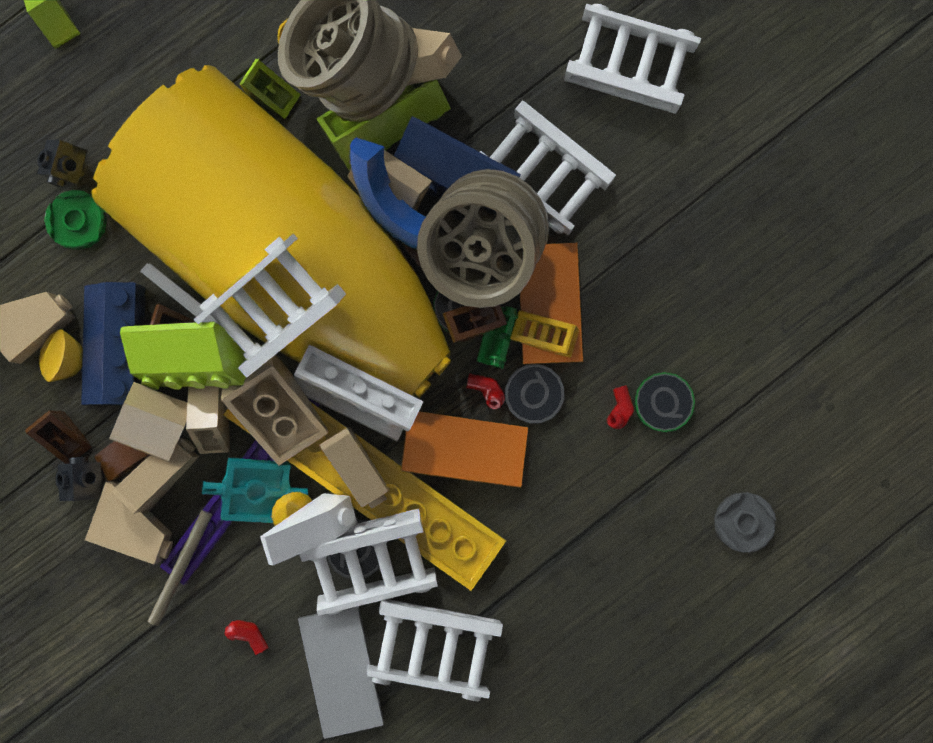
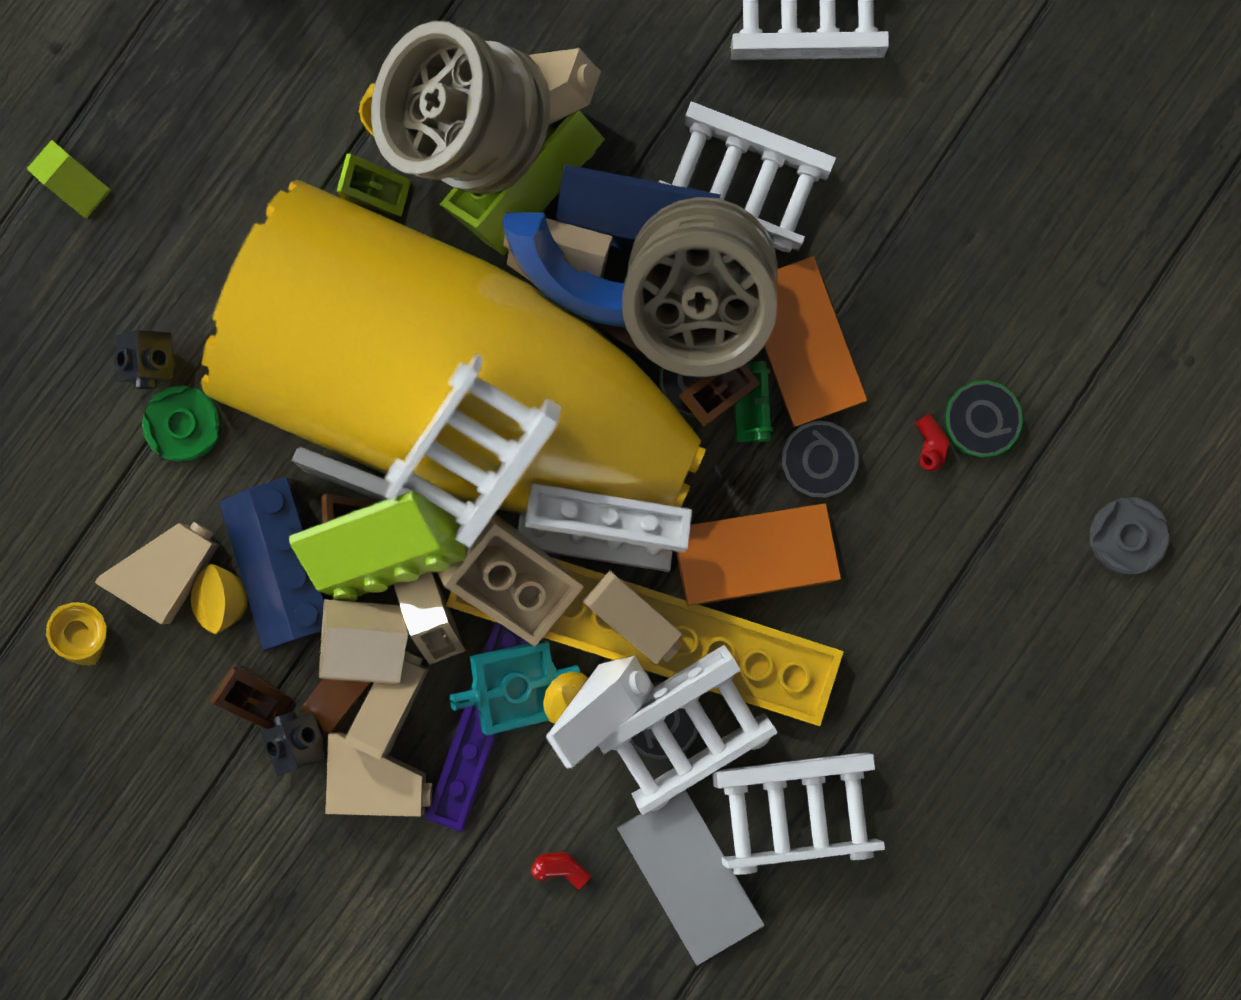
camera: 10 degrees left, 0 degrees up
(179, 568) = (452, 812): dark tan bar -> none
(490, 389) = (762, 470): red arm -> none
(559, 326) = (843, 390): yellow slope -> none

